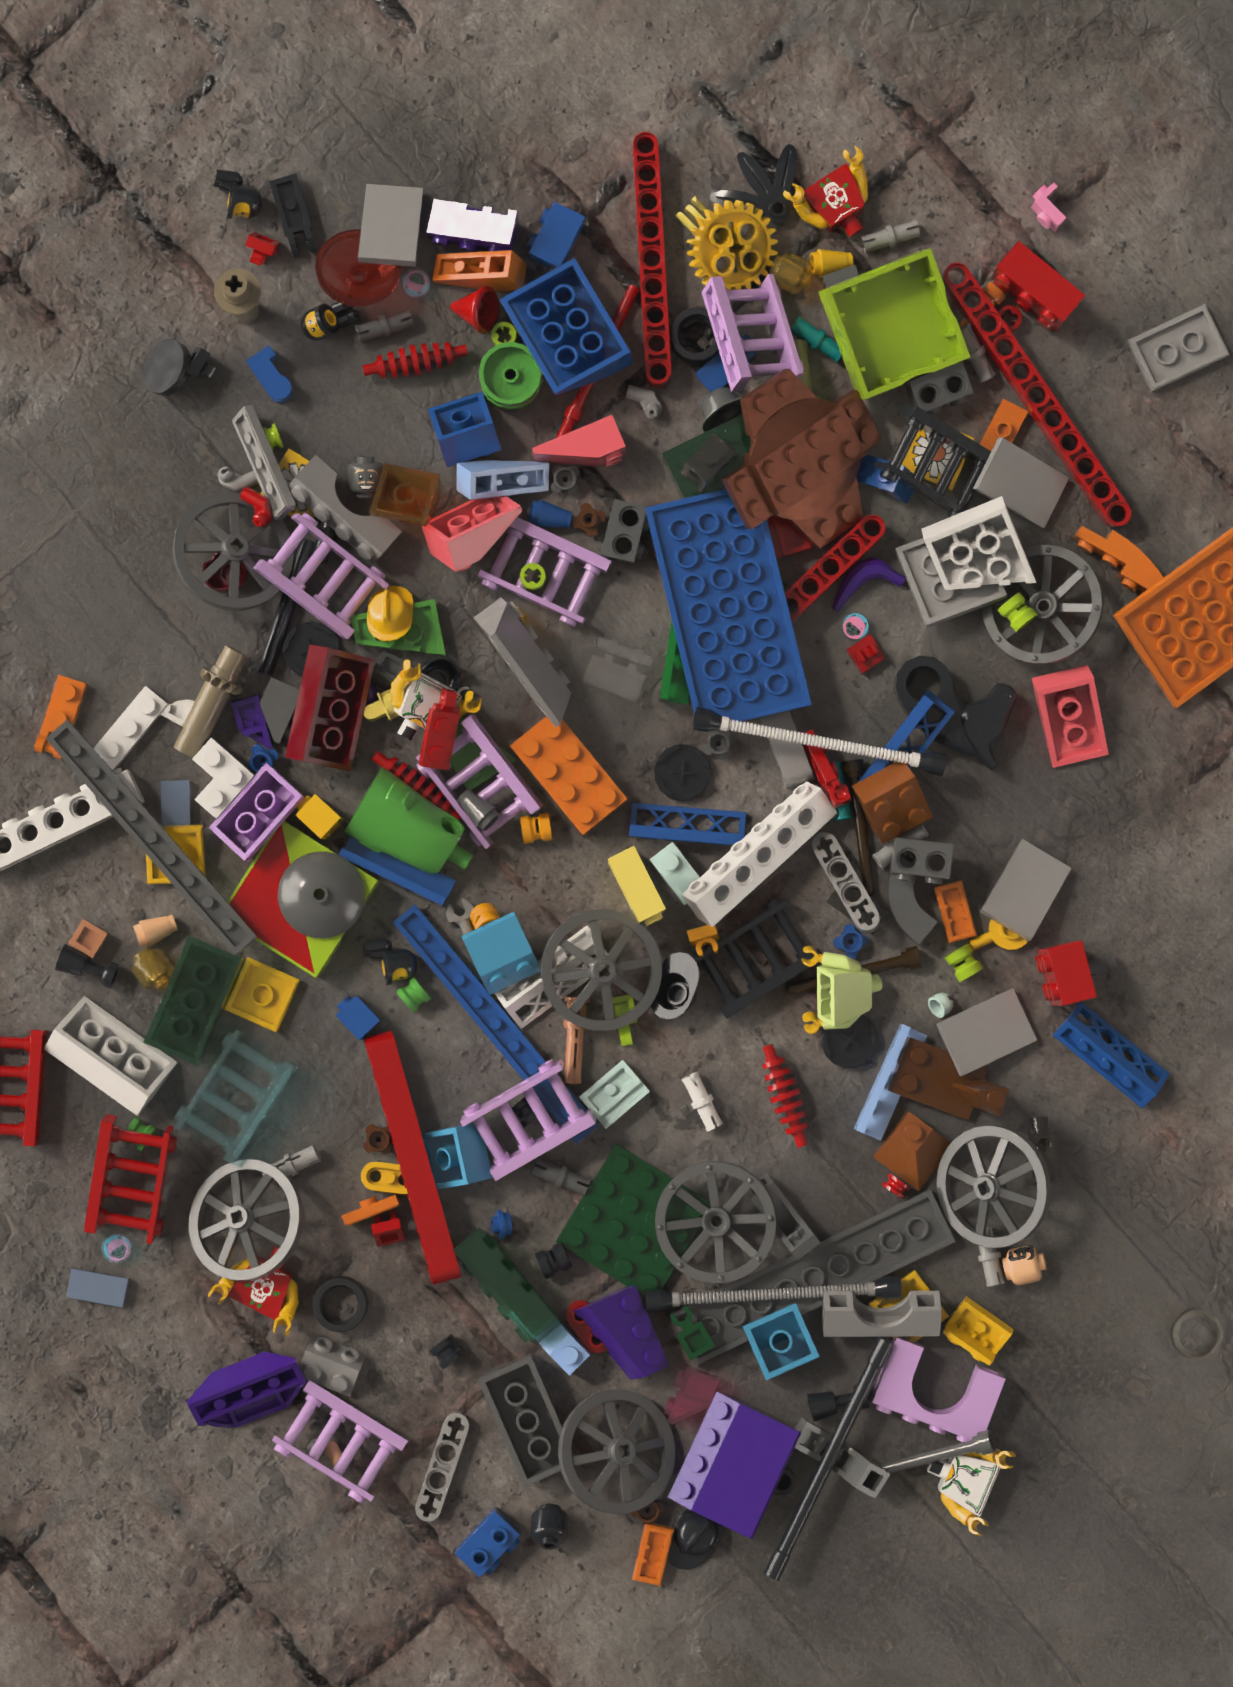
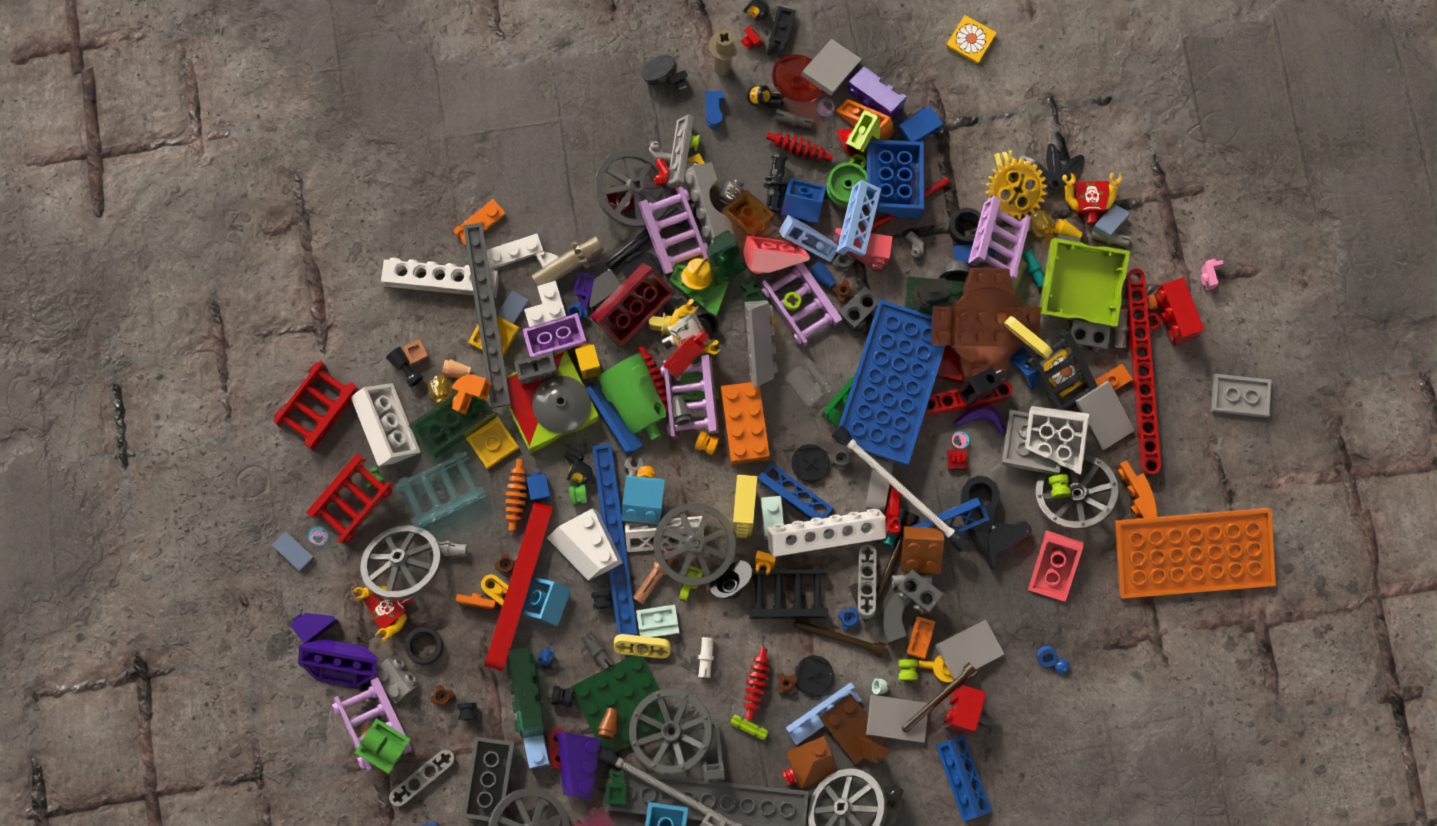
camera: 30 degrees right, 10 degrees down
(183, 1367) = (311, 626): none -> dark purple slope
(191, 948) = (468, 387): none -> orange brick
(261, 870) = (536, 368): none -> dark grey brick
(335, 1043) = (513, 518): none -> orange piece
(371, 1462) = (382, 746): none -> bright green plate
(387, 1231) = (477, 620): red tile -> none
(396, 1347) = (436, 698): none -> reddish brown plate
(411, 572) = (725, 257): none -> clear green slope
(414, 429) = (775, 182): none -> black piece
(466, 1052) = (587, 544): none -> white wedge
(476, 598) = (751, 294): none -> dark green plate
(489, 288) = (866, 127): none -> lime slope
(528, 1147) = (589, 620): lavender fence -> none
(546, 423) = (852, 216): none -> light blue fence
(550, 72) = (971, 39): none -> tile
(630, 1122) = (648, 641): none -> light yellow beam
(634, 1261) = (608, 725): none -> dark orange cone
(651, 246) = (967, 162): red beam -> none
(808, 1154) = (749, 727): none -> lime axle
(825, 1064) = (787, 688): none -> reddish brown plate
(842, 991) = (826, 642): yellowish green torso -> none
(844, 543) = (981, 386): none -> black torso
(867, 446) = (1028, 337): none -> light yellow beam
(880, 214) = (1111, 221): none -> sand blue tile
(1041, 922) = (967, 673): none -> dark brown piece
(1149, 839) = (1060, 665): none -> blue plate

